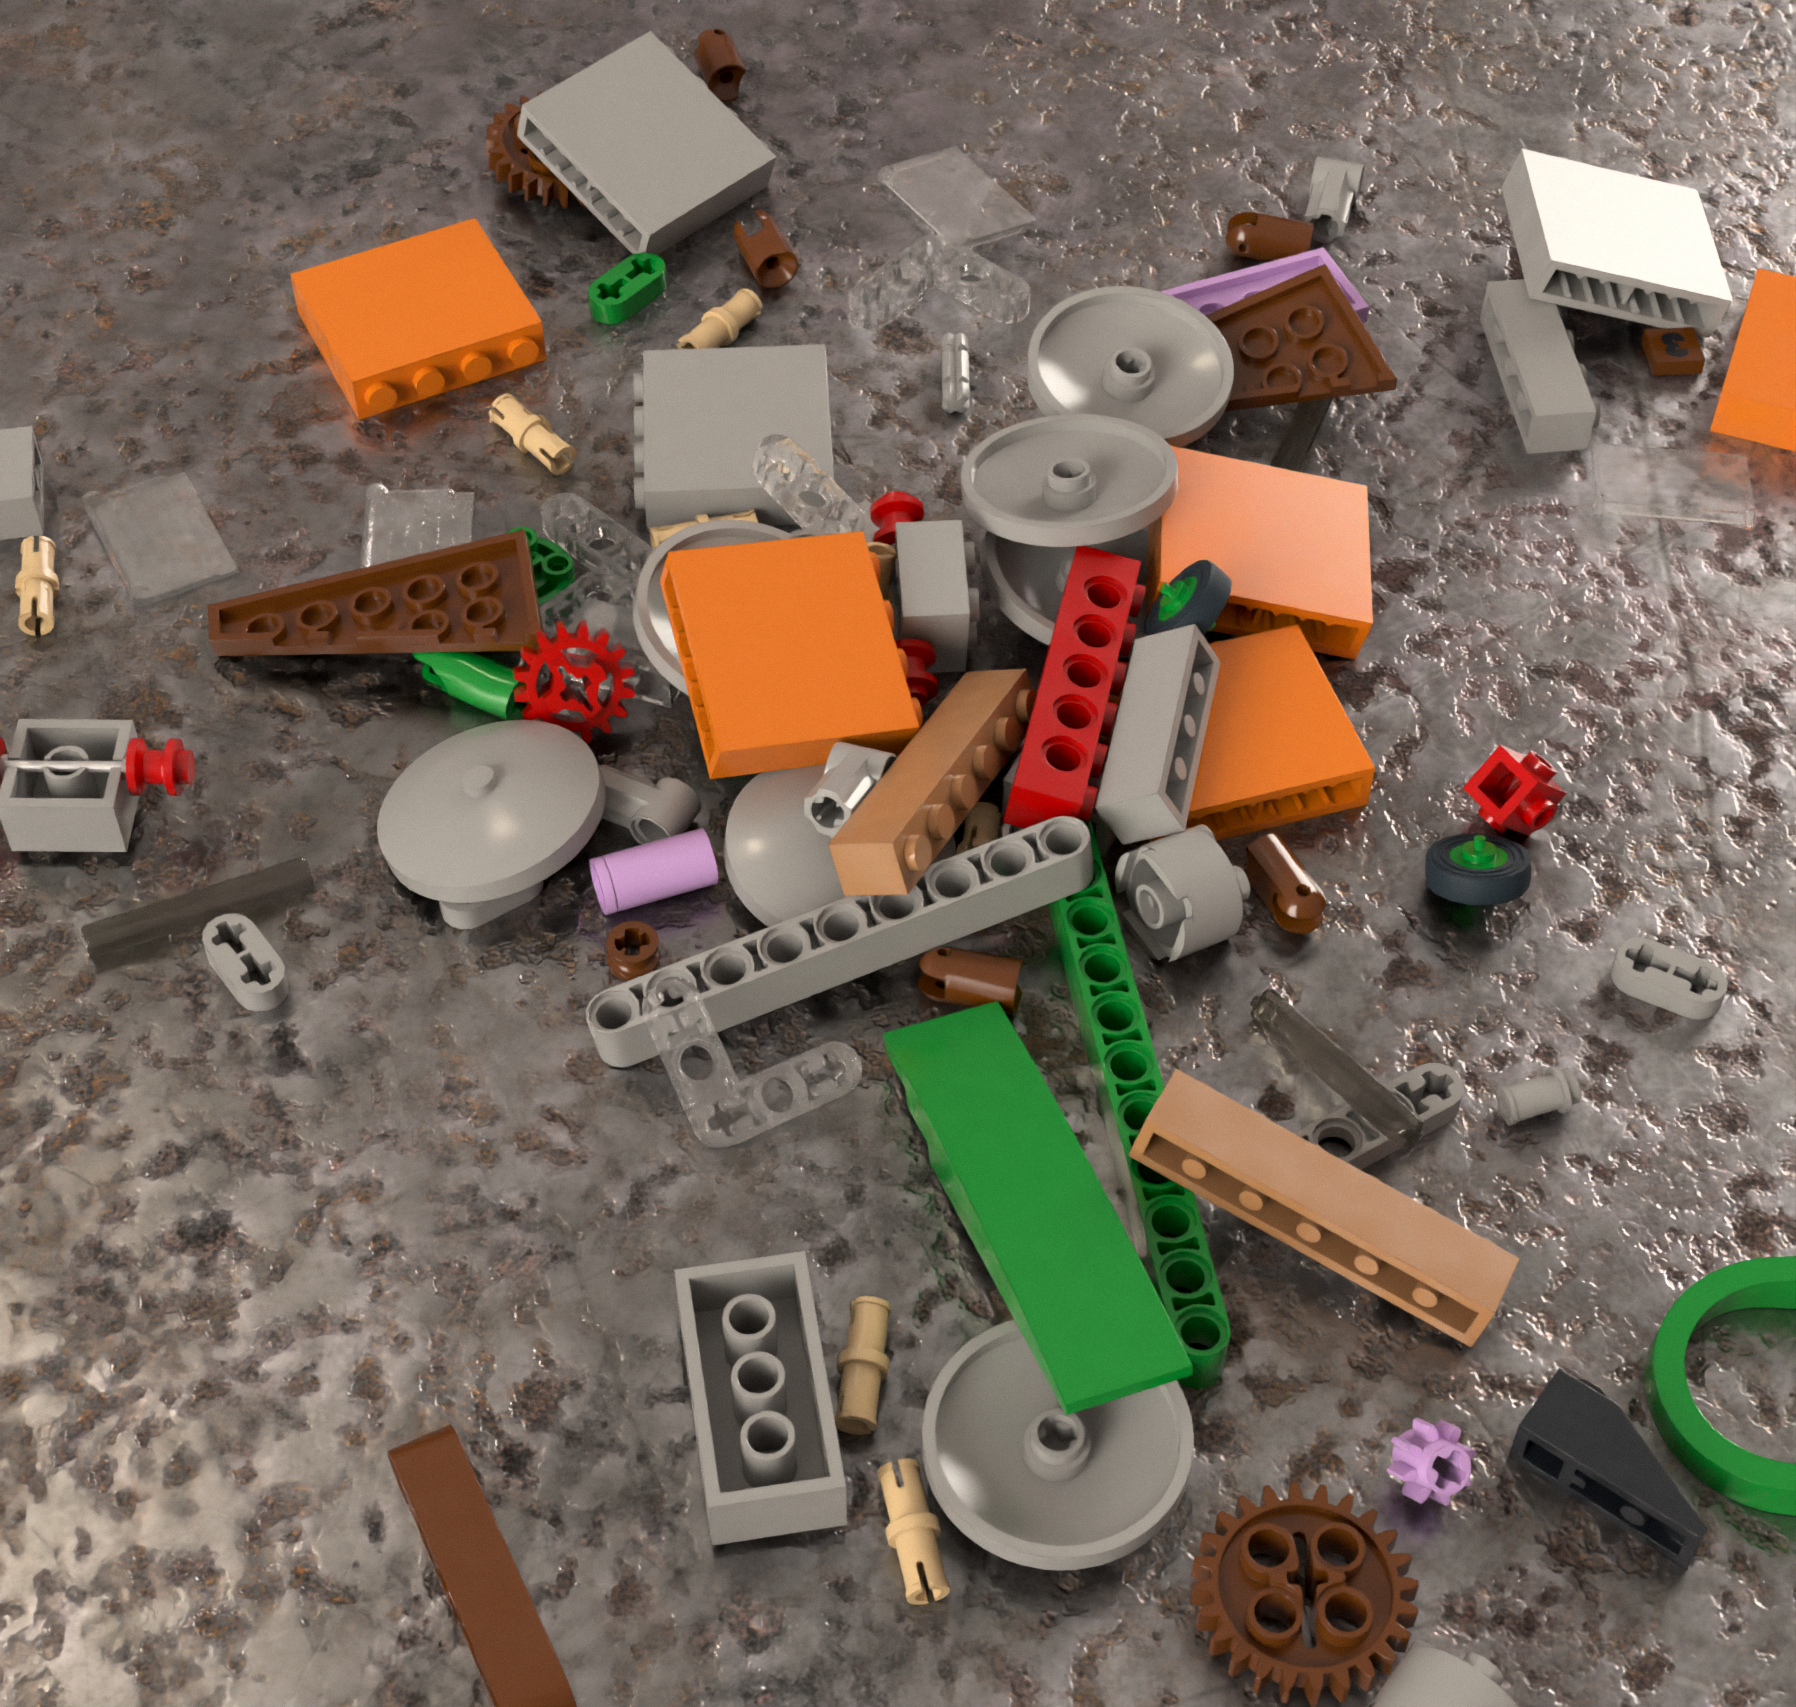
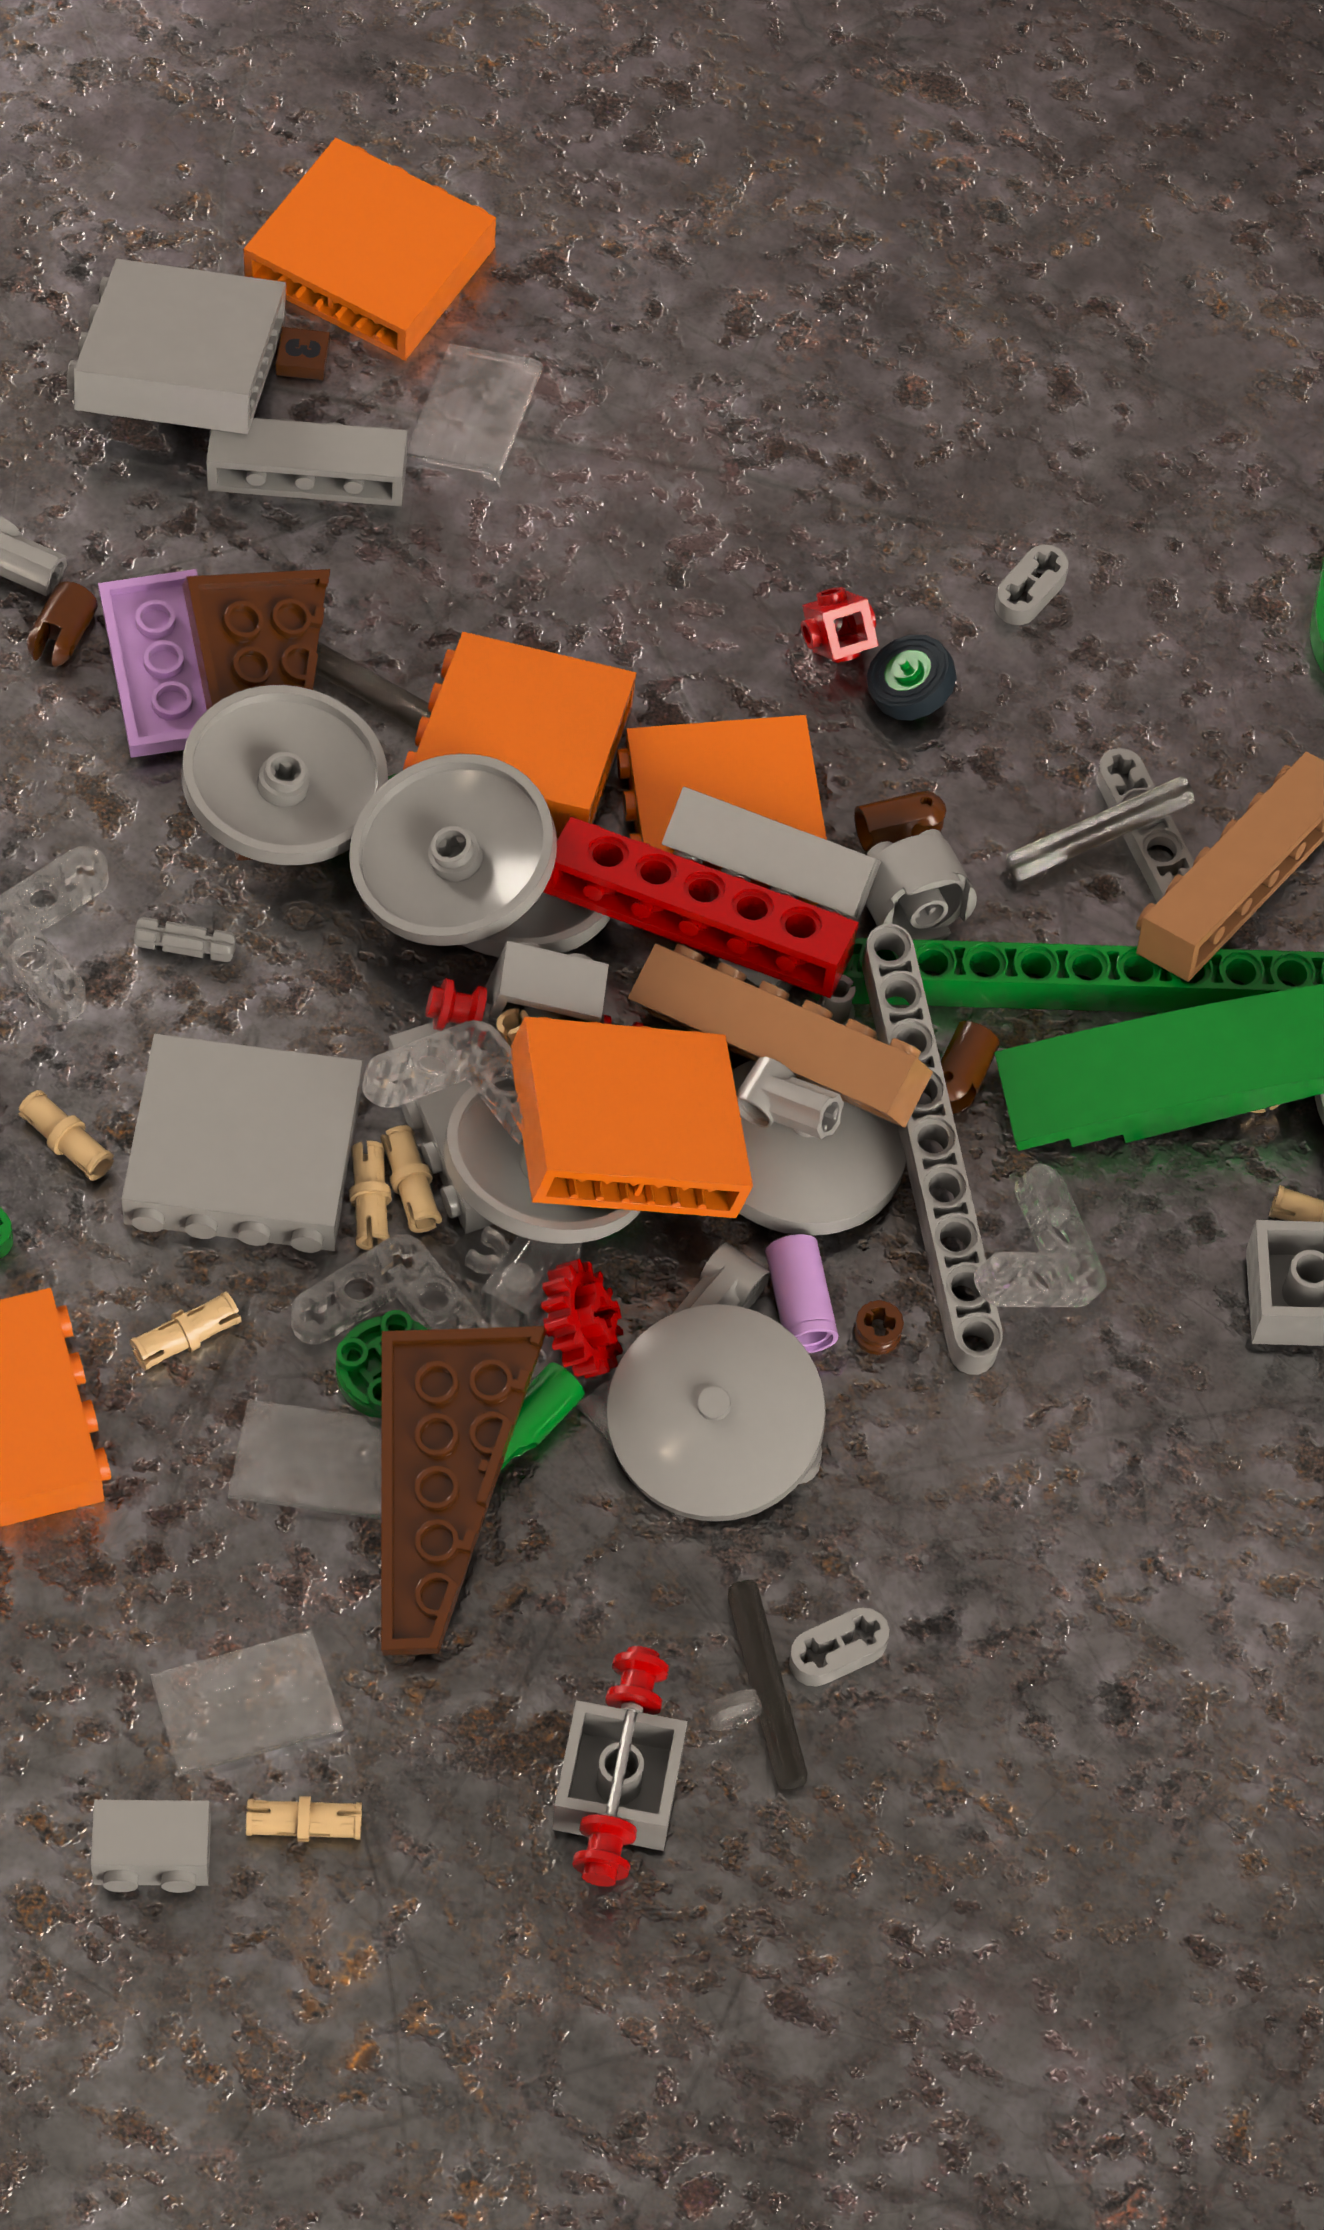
camera: 85 degrees left, 10 degrees up
(158, 874) = (733, 1710): none -> clear tile
(1190, 598) = (634, 793): black wheel -> none
(1539, 1095) = (1134, 693): light grey pin -> none

